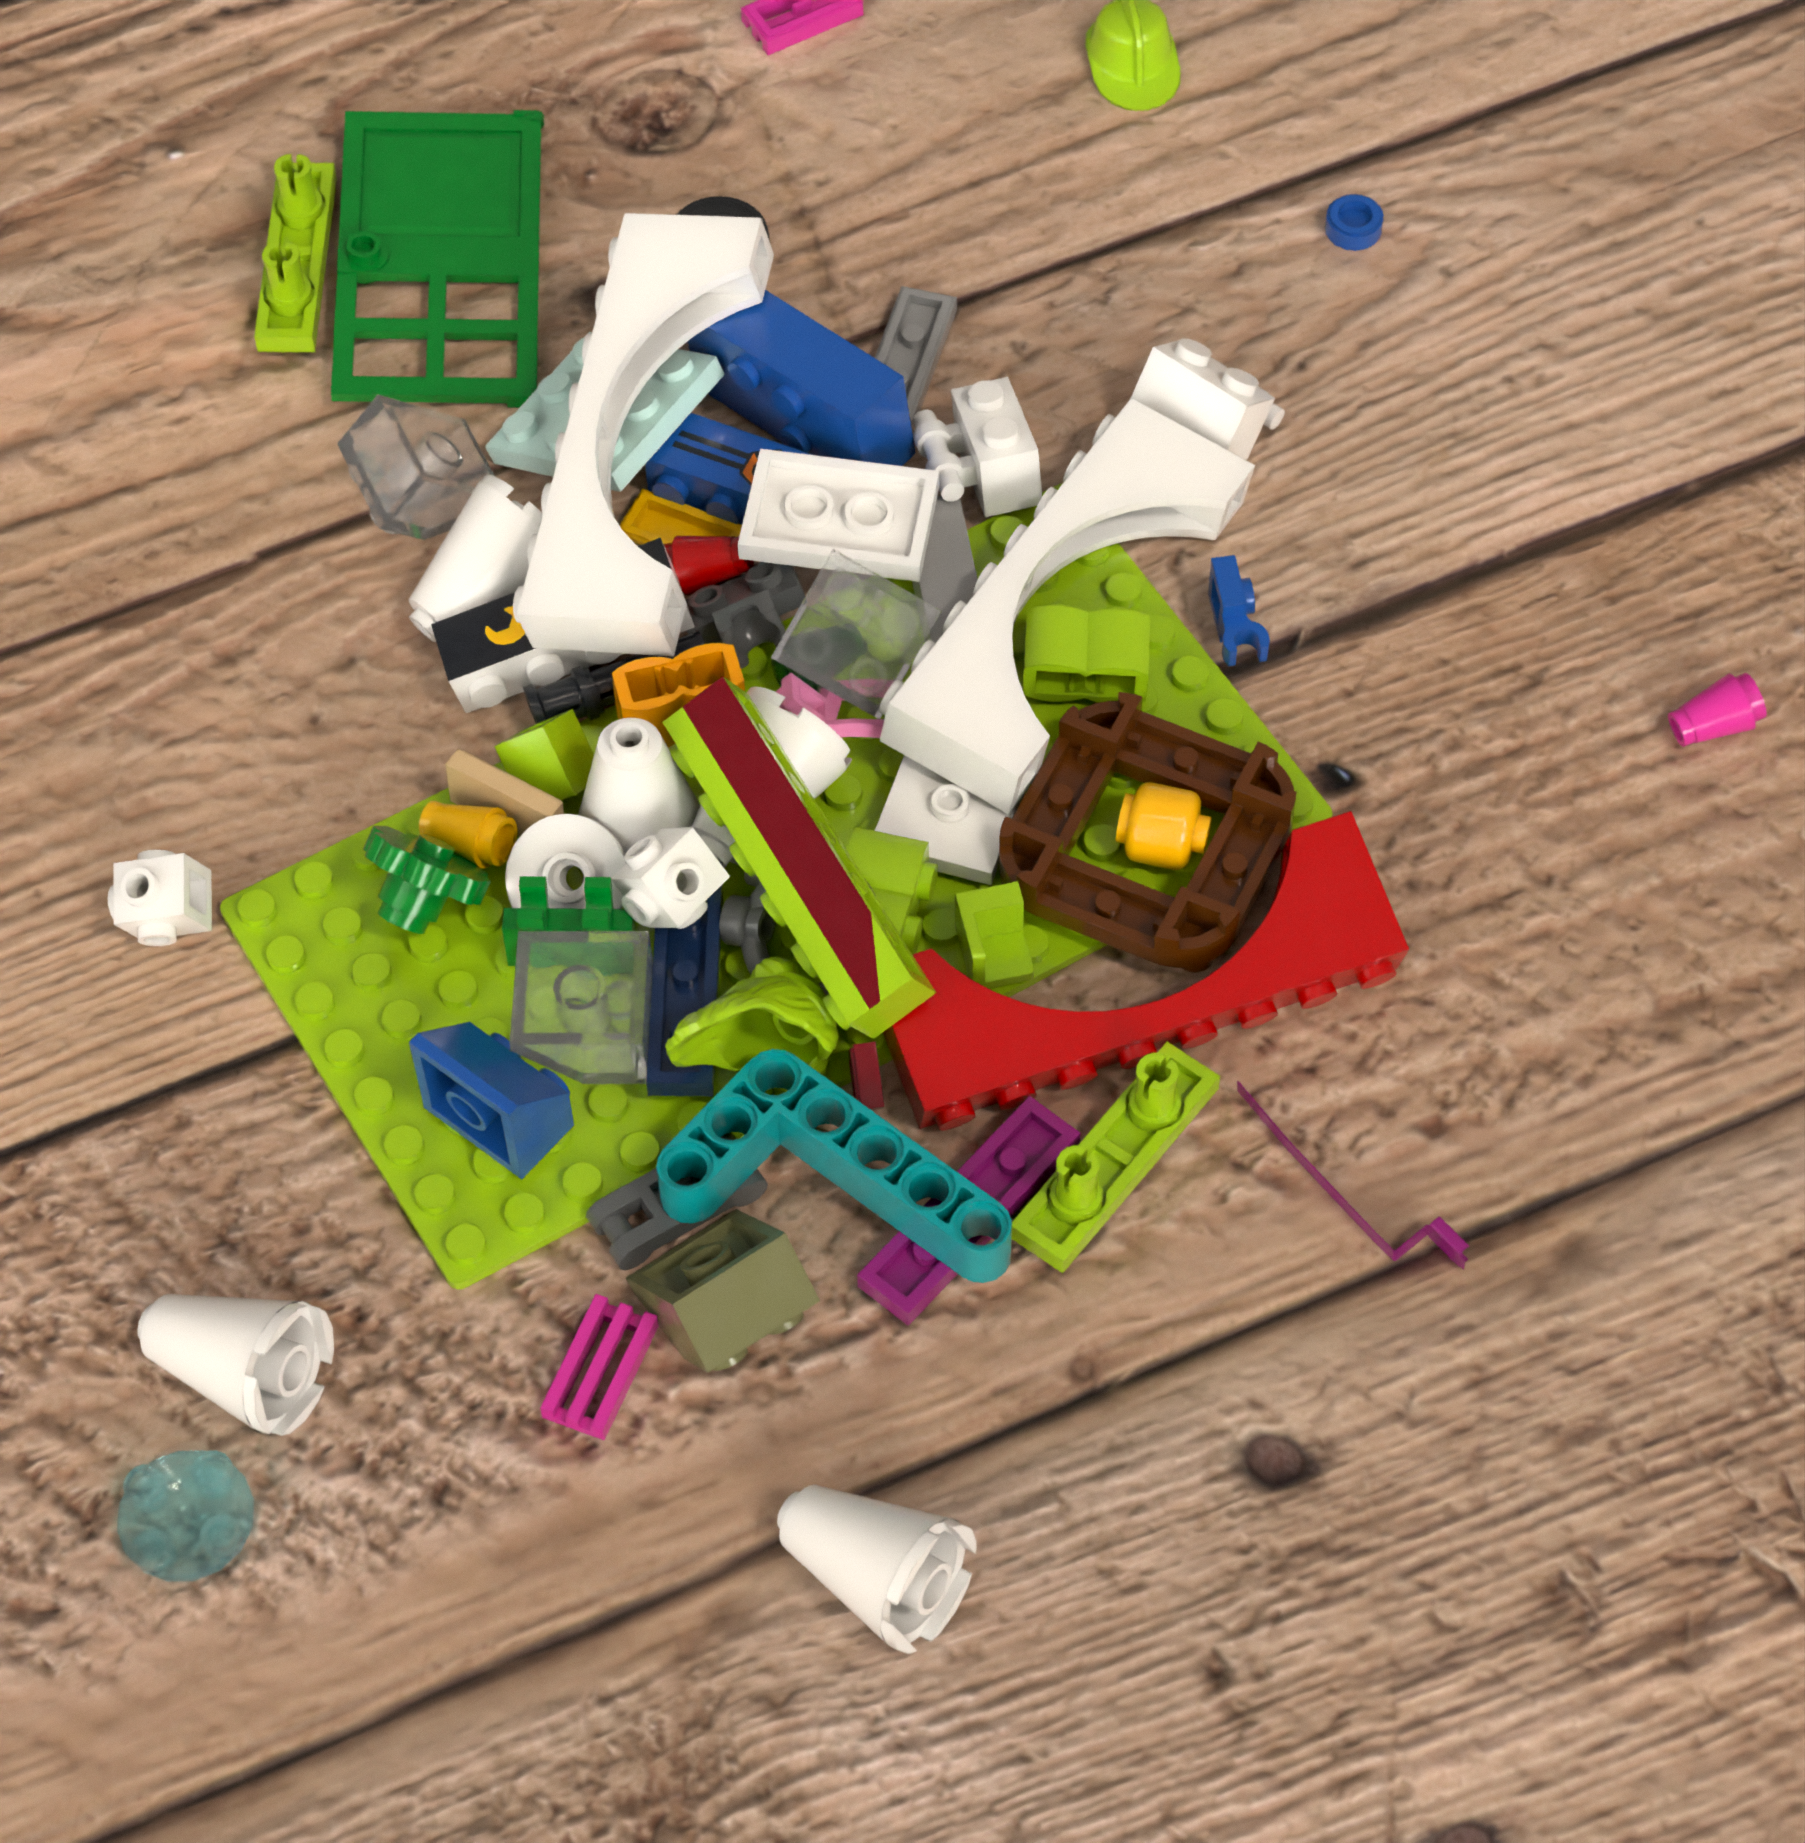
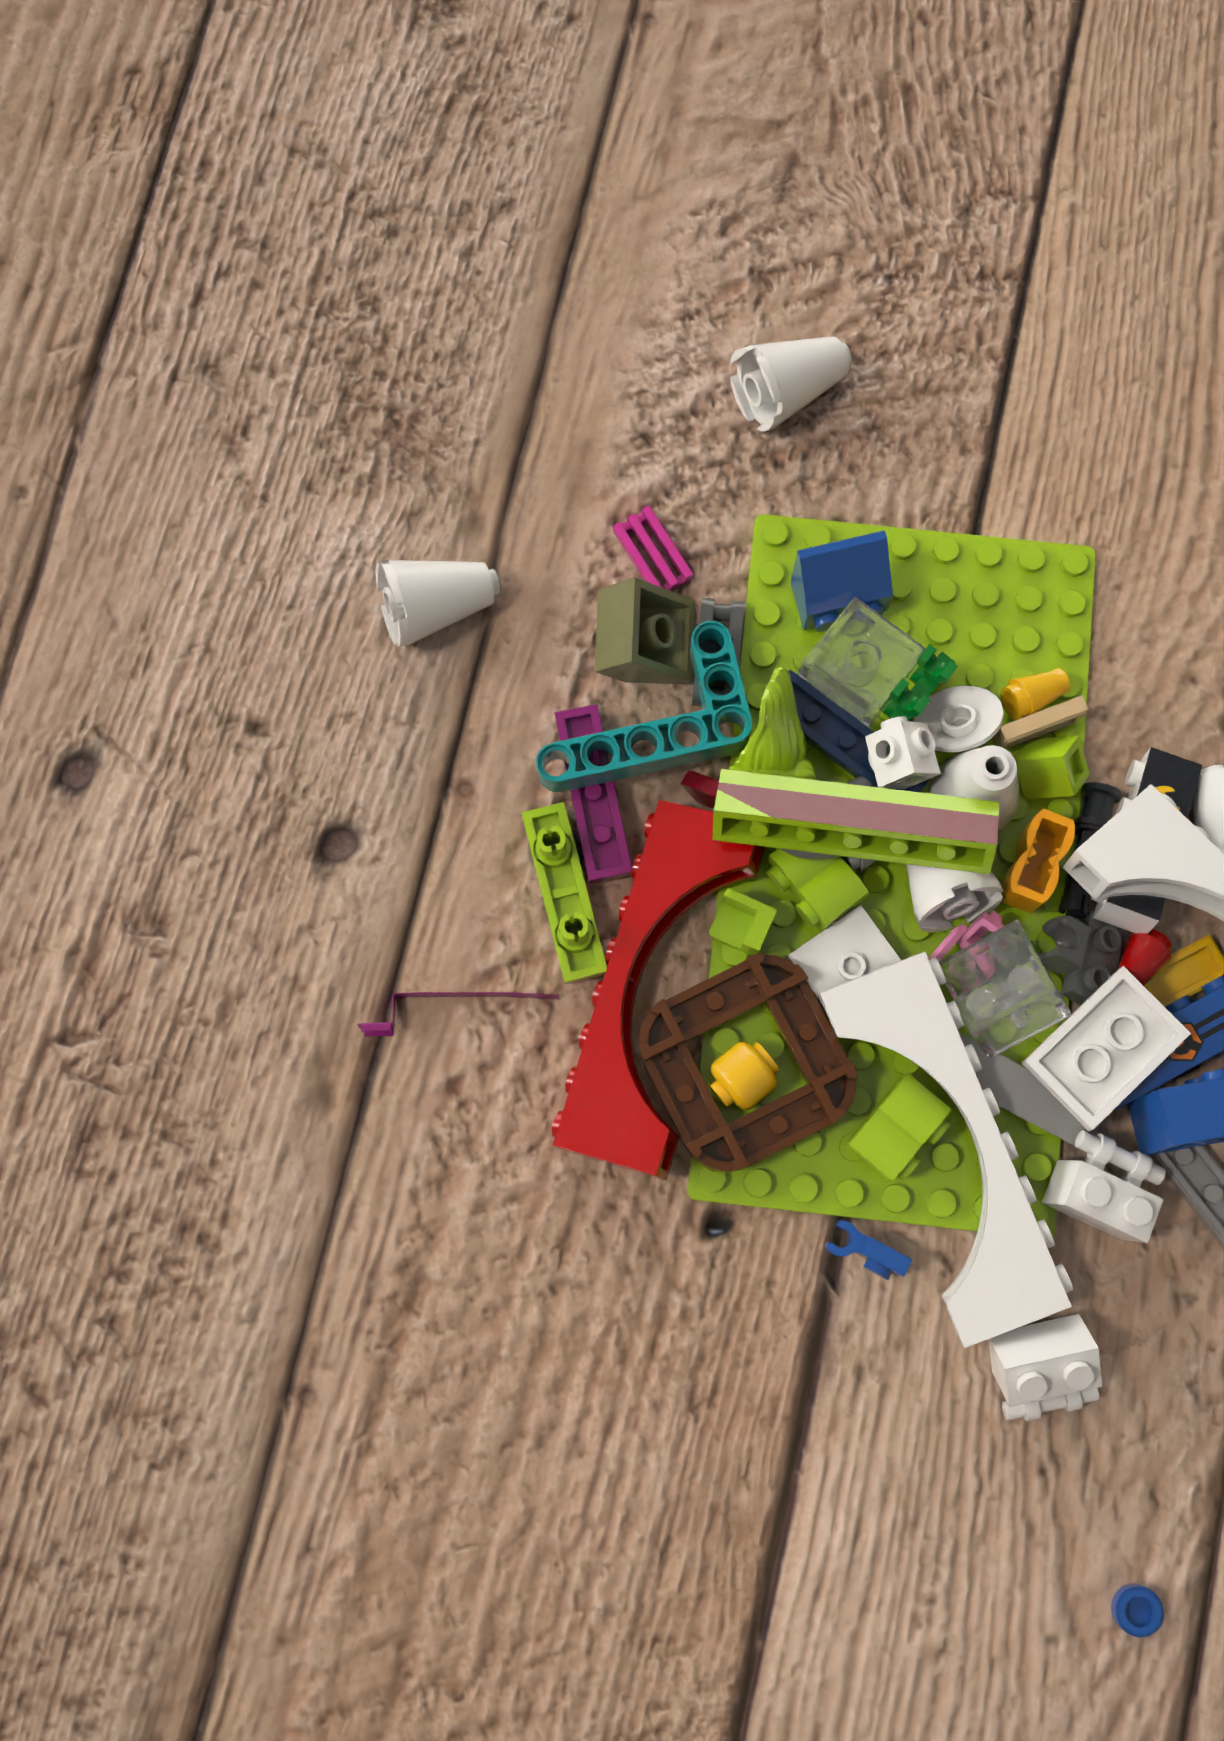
camera: 130 degrees right, 20 degrees up
(161, 897) = (1111, 508): white brick -> none
(185, 1515) = (722, 310): clear light blue dish -> none
(421, 877) = (1018, 641): green plant -> none
(1719, 711) = (577, 1490): dark pink cone -> none

